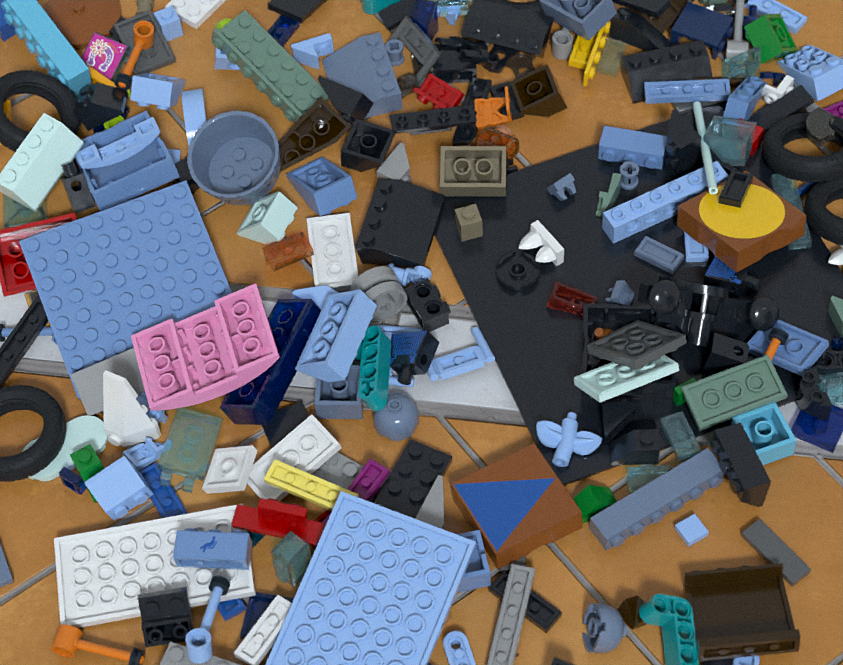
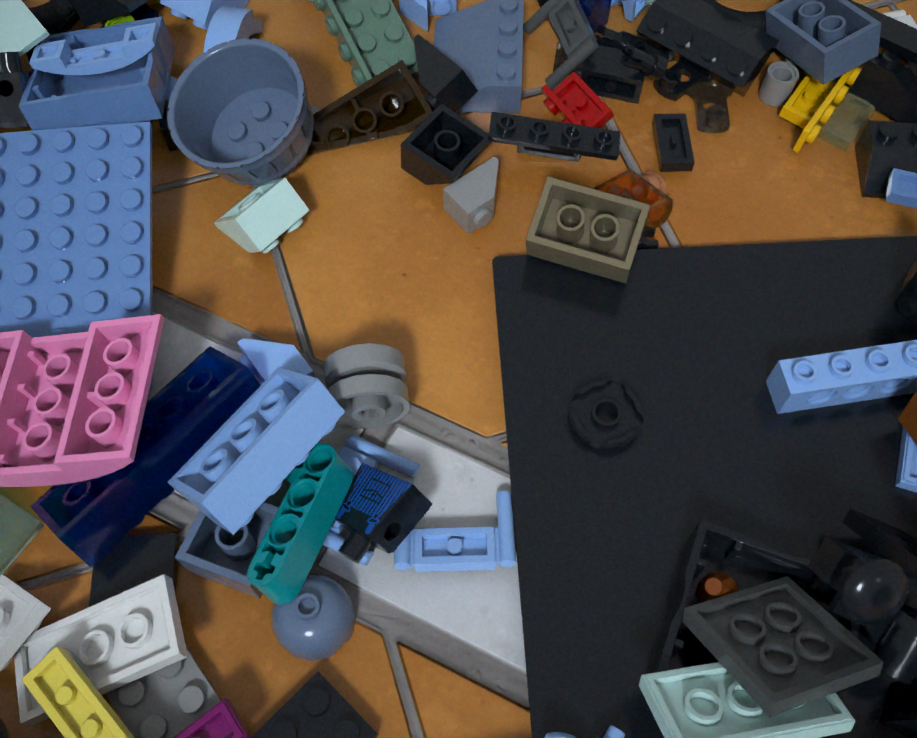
camera: 15 degrees right, 5 degrees up
(287, 251) = (263, 273): clear orange bracket -> none
(323, 186) = (361, 190): medium blue slope -> none
(334, 251) = (332, 294): white plate -> none
(394, 49) = (536, 27): sand blue bush -> none
(399, 224) = (446, 281): black slope -> none
(407, 83) = (536, 77): clear smoke piece -> none
(410, 275) = (442, 370): light blue connector -> none
(425, 306) = (437, 428): black brick -> none
(468, 222) = (553, 309): dark tan brick -> none
(477, 89) = (632, 123): black tile -> none
(487, 111) = (640, 147): orange piece -> none
(538, 93) = (724, 142): dark brown slope -> none
(549, 249) = (670, 392): white tile -> none
(562, 184) = (713, 294): sand blue tile -> none
(567, 291) = (687, 485): clear red slope -> none
(607, 199) = (788, 336): sand green slope -> none
(620, 294) = (770, 519): sand blue tile -> none
(633, 146) = (853, 264): medium blue brick -> none
(633, 172) = (824, 310): sand blue bush -> none
(659, 255) = (852, 460): sand blue tile -> none

